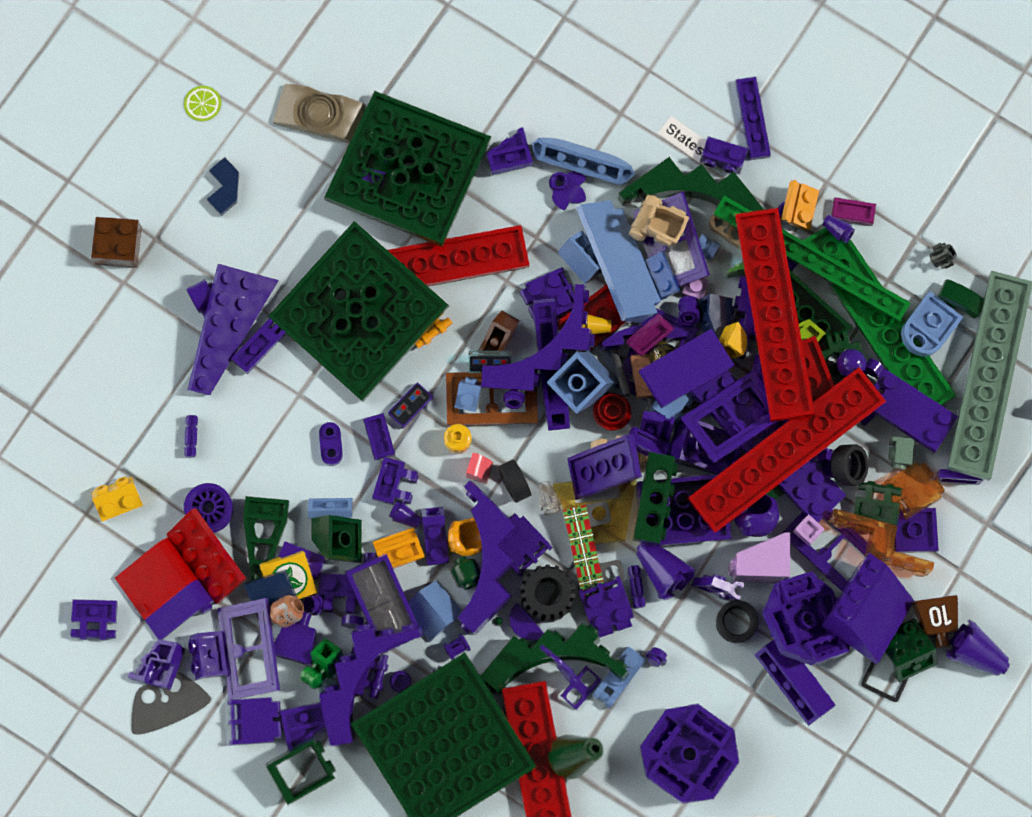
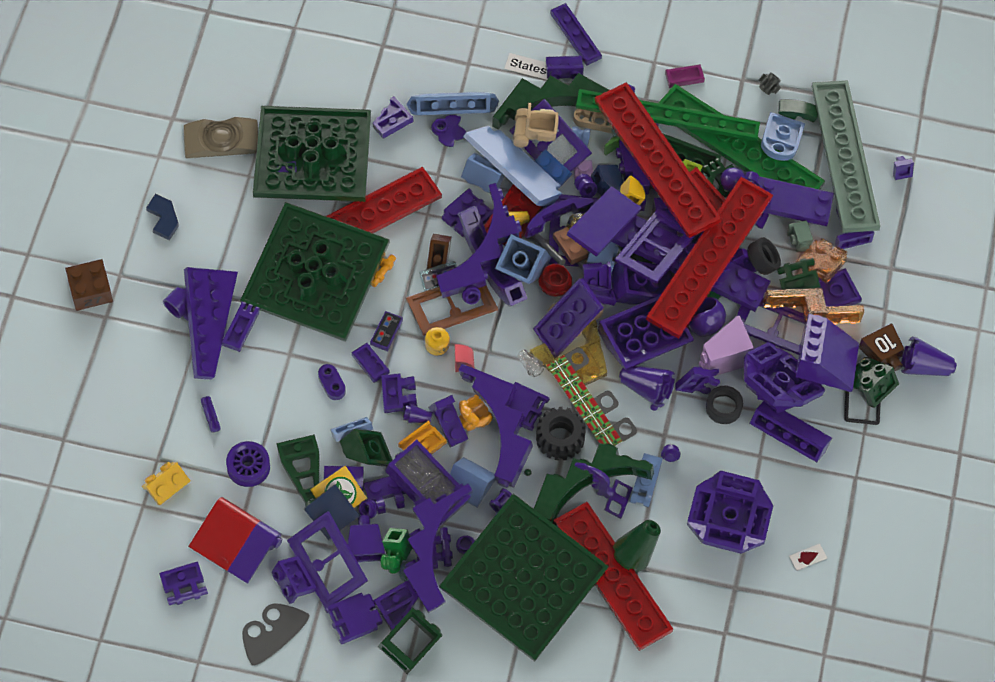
camera: 20 degrees left, 15 degrees down
(159, 665) = (254, 602): dark purple slope -> none
(202, 103) = (119, 161): lime sticker -> none
(206, 556) = (262, 499): red plate -> none
(286, 611) = (349, 515): nougat head -> none
(351, 621) = (405, 511): dark purple tile -> none
(465, 573) = (486, 441): dark green head -> none
(468, 394) = (432, 304): medium blue bracket -> none
(514, 481) = (497, 356): black tyre -> none
(523, 625) = (549, 465): dark purple tile -> none
(607, 607) = (614, 428): dark purple plate -> none
(636, 586) = (631, 406): dark purple axle -> none
(649, 334) = (563, 209): magenta tile -> none
(655, 464) = (621, 354): dark green brick -> none
(800, 205) = (641, 82): light orange plate -> none
(808, 530) = (752, 315): lavender plate -> none
(839, 229) = (679, 87): dark purple cone -> none

